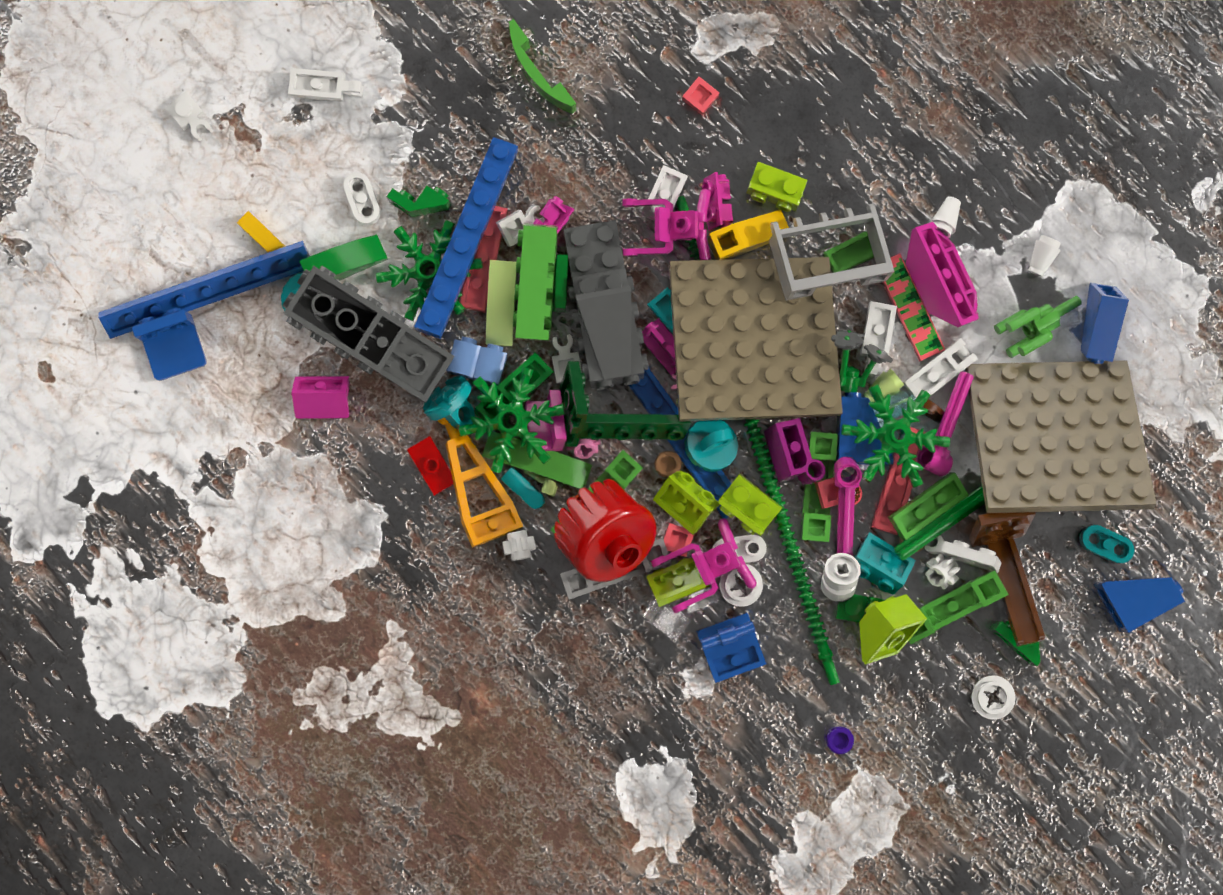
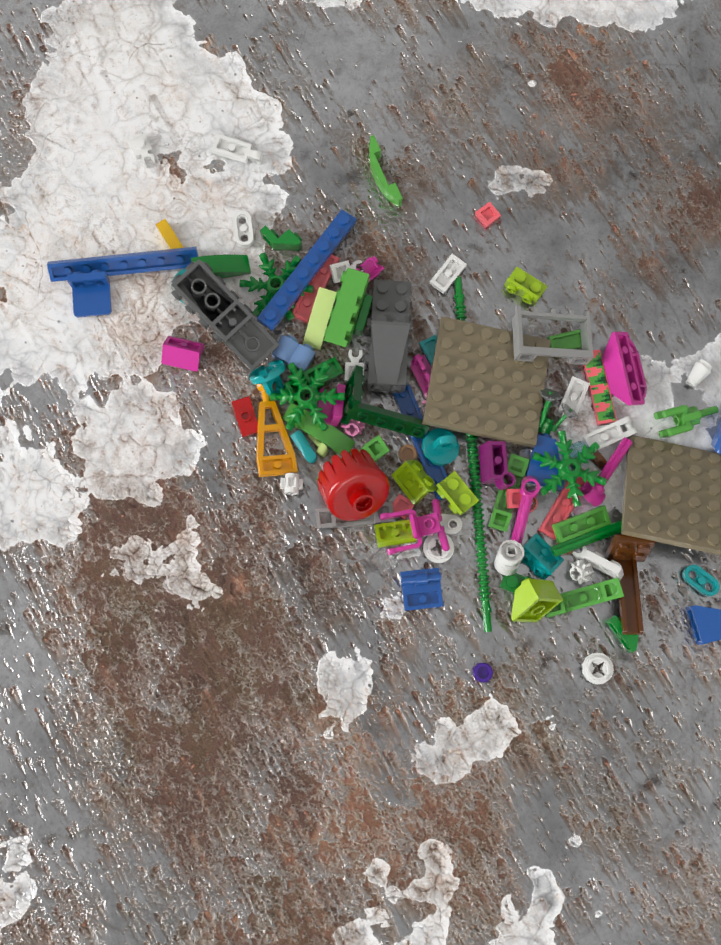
camera: 15 degrees right, 5 degrees down
(674, 225) = (449, 293): dark pink piece -> none
(718, 213) = (483, 278): dark pink hinge -> none
(744, 235) = (495, 312): yellow slope -> none
(888, 383) = (572, 433): yellowish green cone -> none
(947, 216) = (638, 332): white cone -> none

